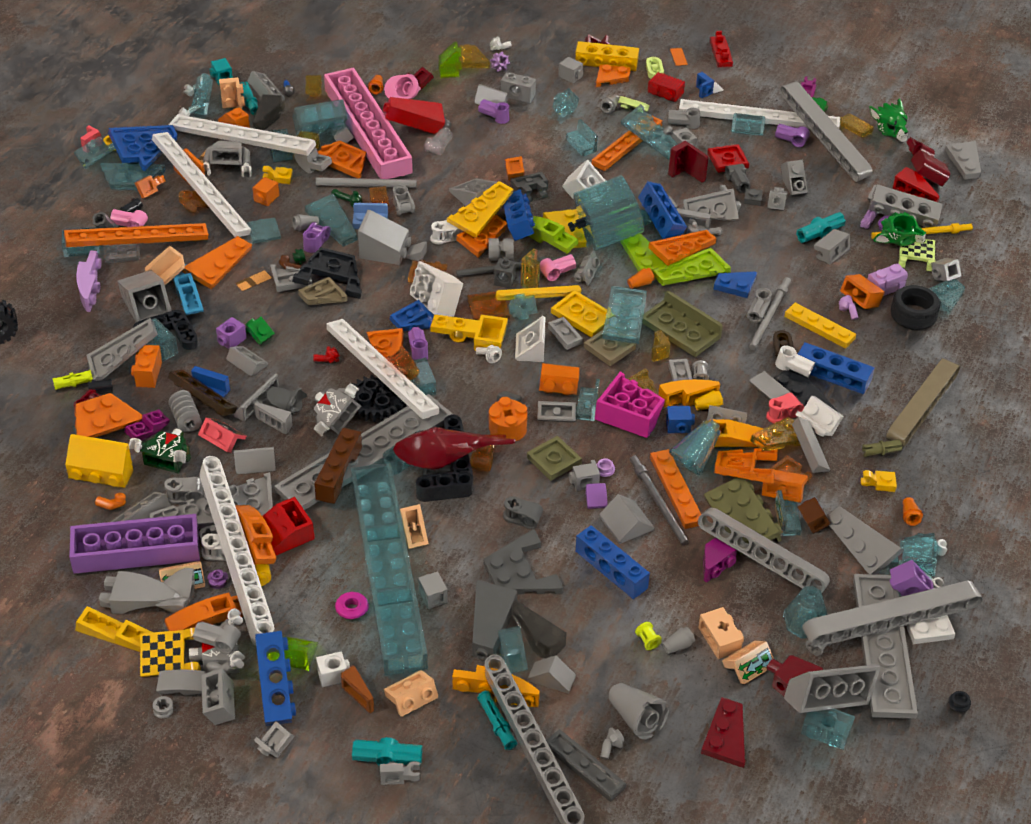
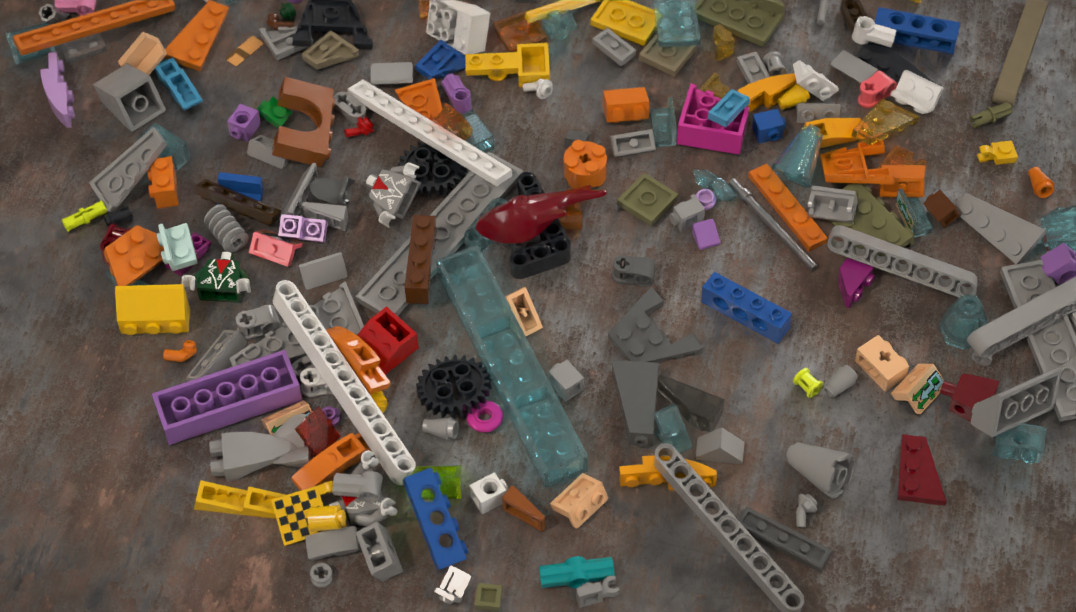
camera: 10 degrees left, 10 degrees up
(137, 416) = (177, 245): none -> light aqua bracket
(176, 324) = (176, 124): black beam -> none
(180, 658) = (326, 518): none -> yellow brick
(199, 585) = (317, 431): none -> clear red piece
(250, 424) = (303, 228): none -> lavender slope
(280, 360) = (316, 103): none -> dark orange arch
(301, 757) = (488, 597): none -> olive plate
(310, 606) = (442, 427): none -> light grey cone
(317, 575) = (436, 390): none -> black gear
(318, 331) = (352, 105): none -> light grey beam
(368, 318) = (392, 73): none -> light grey slope
(500, 726) = (684, 516): teal pin -> none
(531, 342) = (581, 65): white slope -> none
(620, 460) = (709, 180): none -> clear light blue slope
(625, 519) = (744, 255): light grey slope -> none
(645, 395) = (728, 108): none -> dark azure plate
(714, 491) = (832, 204): none -> light grey hinge
(728, 390) = (813, 81): none -> white bracket
(810, 445) = (916, 128): light grey slope -> none

